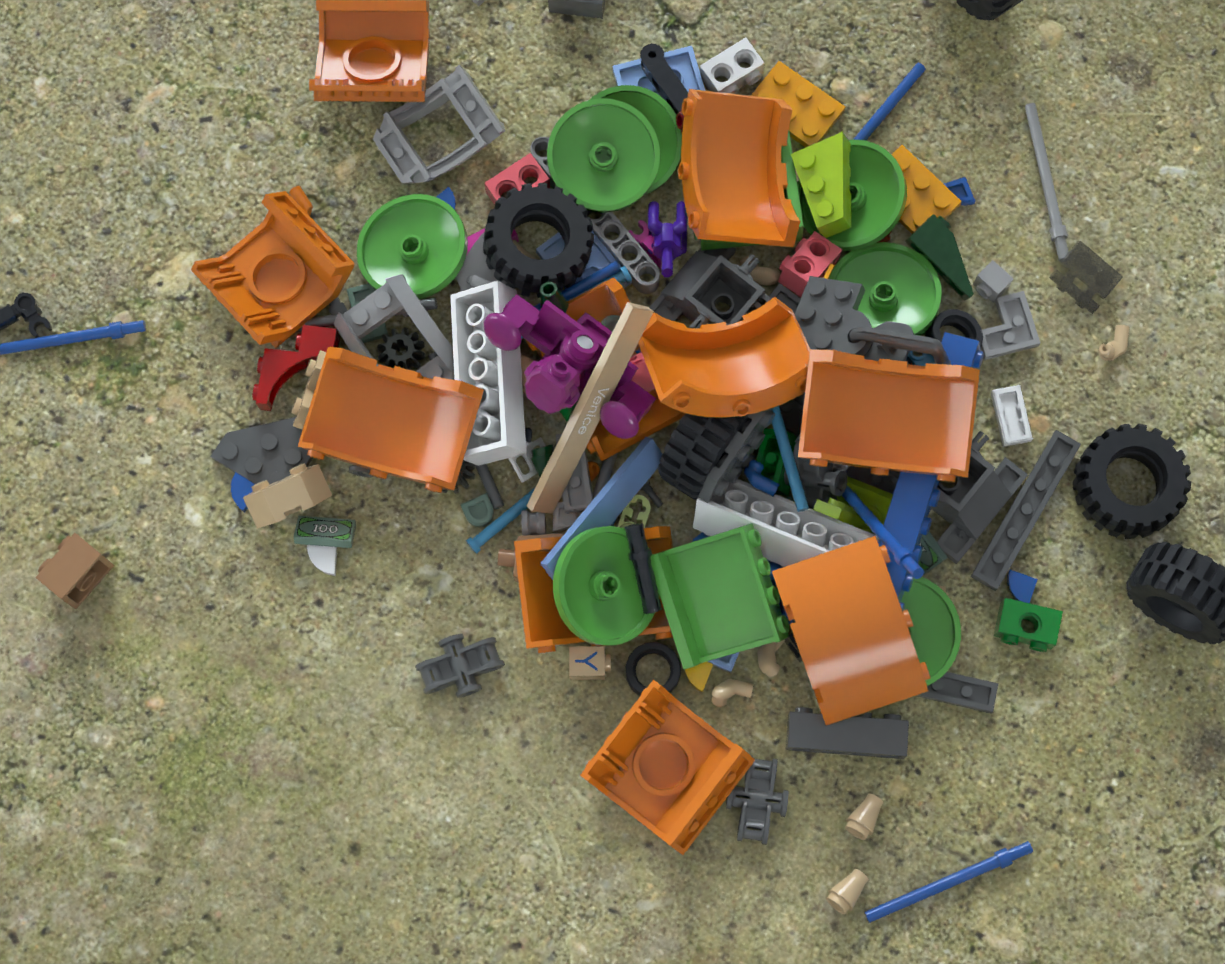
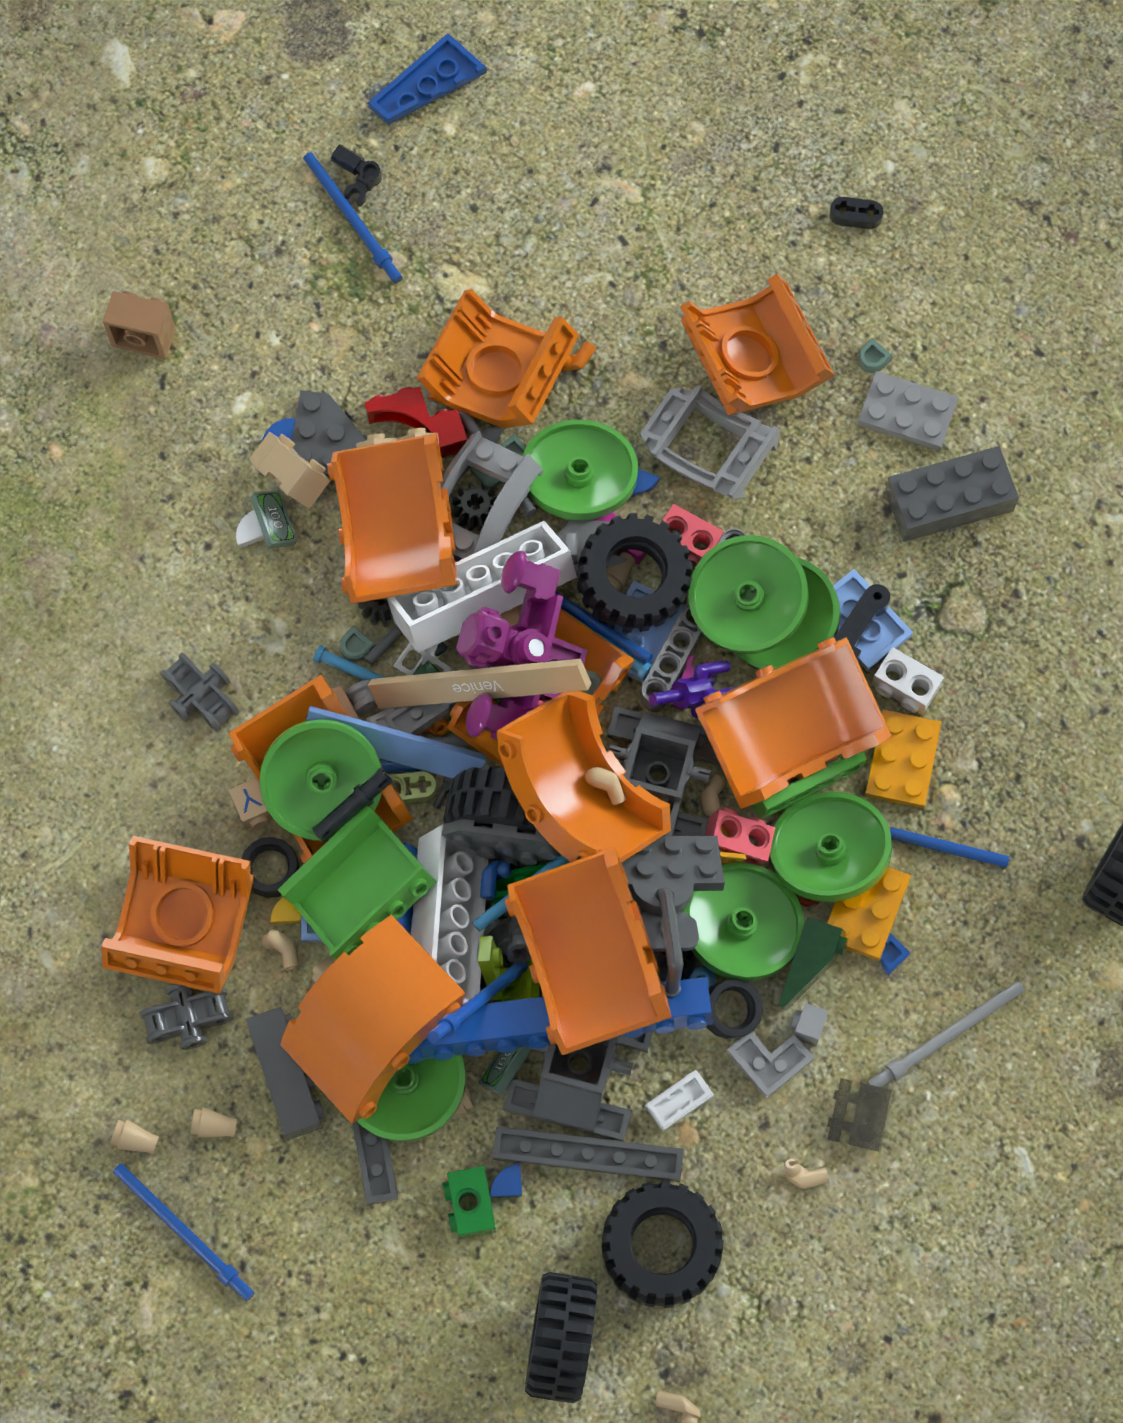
camera: 65 degrees right, 5 degrees down
(551, 293) = (578, 612): dark green cone -> none
(728, 340) = (606, 781): none -> tan arm
(826, 182) = (825, 813): lime wedge -> none

